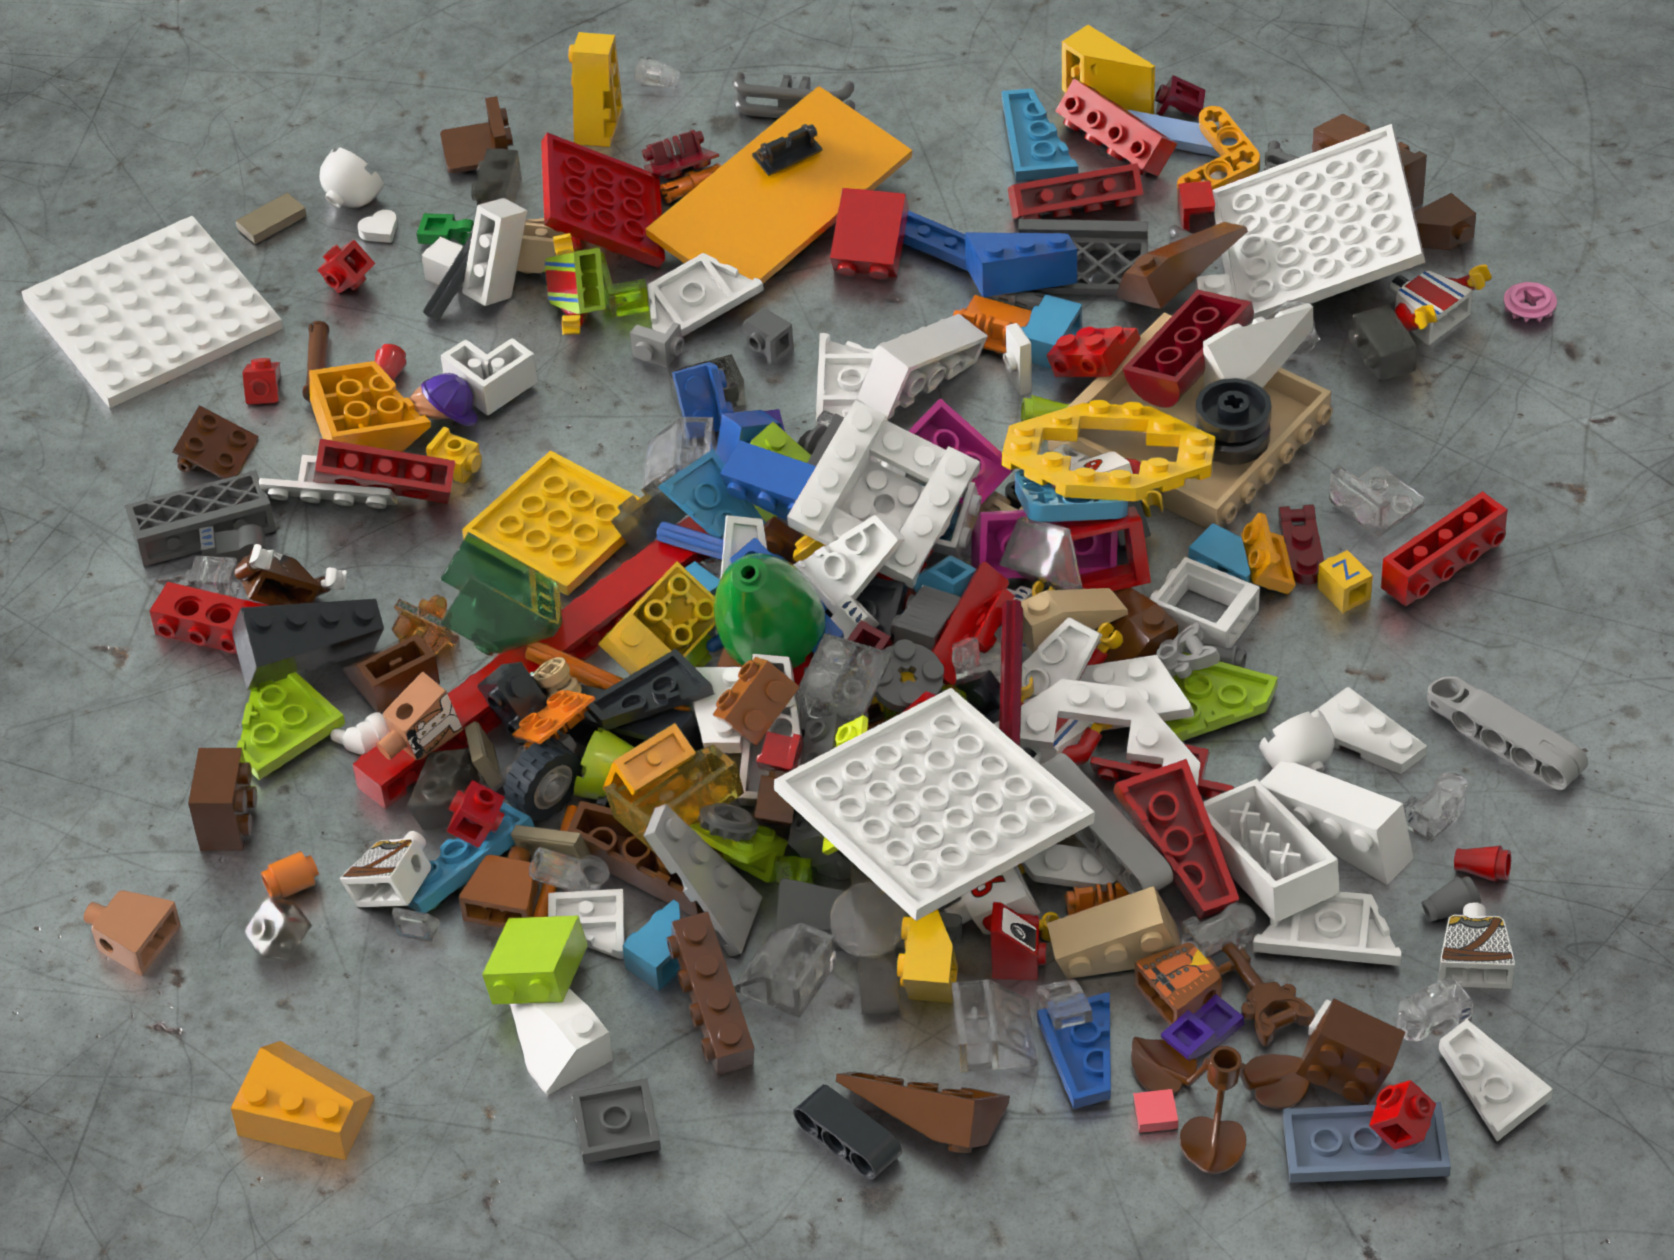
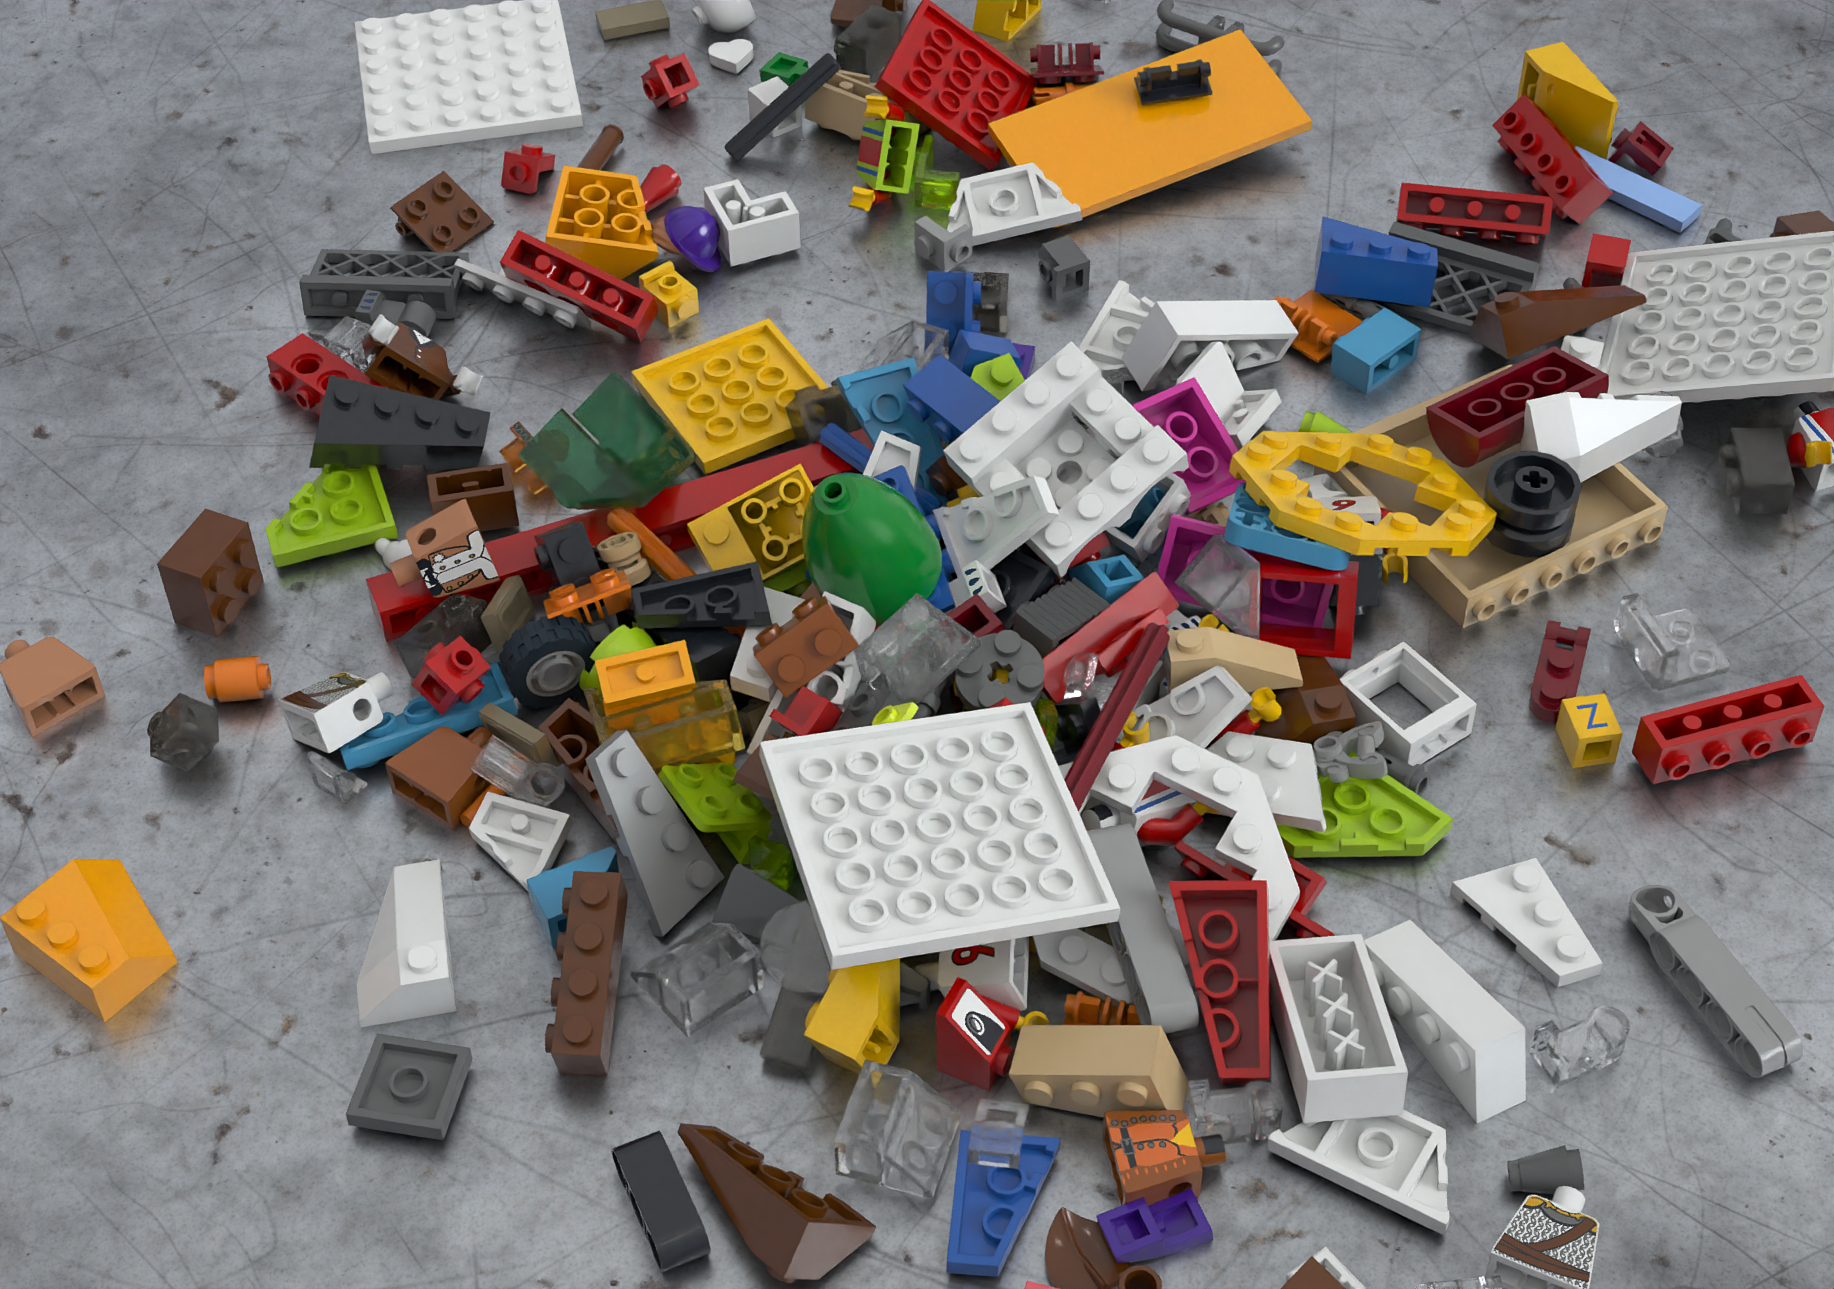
camera: 20 degrees right, 0 degrees up
(494, 251) = (815, 101): white brick -> none
(535, 960) = (423, 863): lime brick -> none
(728, 821) = (689, 770): dark grey gear -> none
(869, 233) = (1223, 192): red brick -> none
(935, 239) = (1288, 215): blue plate -> none
(975, 408) = (1238, 409): none -> white bracket
(1018, 358) = (1318, 366): white plate -> none
(1033, 139) = (1456, 146): dark azure wing -> none
(1092, 351) = (1406, 383): red plate -> none
(1221, 551) = (1451, 650): dark azure slope -> none
(1230, 156) = (1668, 222): light orange beam -> none
(1267, 556) = (1506, 672): light orange bracket -> none
(1267, 998) = (1252, 1218): reddish brown piece -> none
(1302, 741) = (1441, 907): white cylinder -> none
(1485, 862) = (1614, 1139): red cone -> none

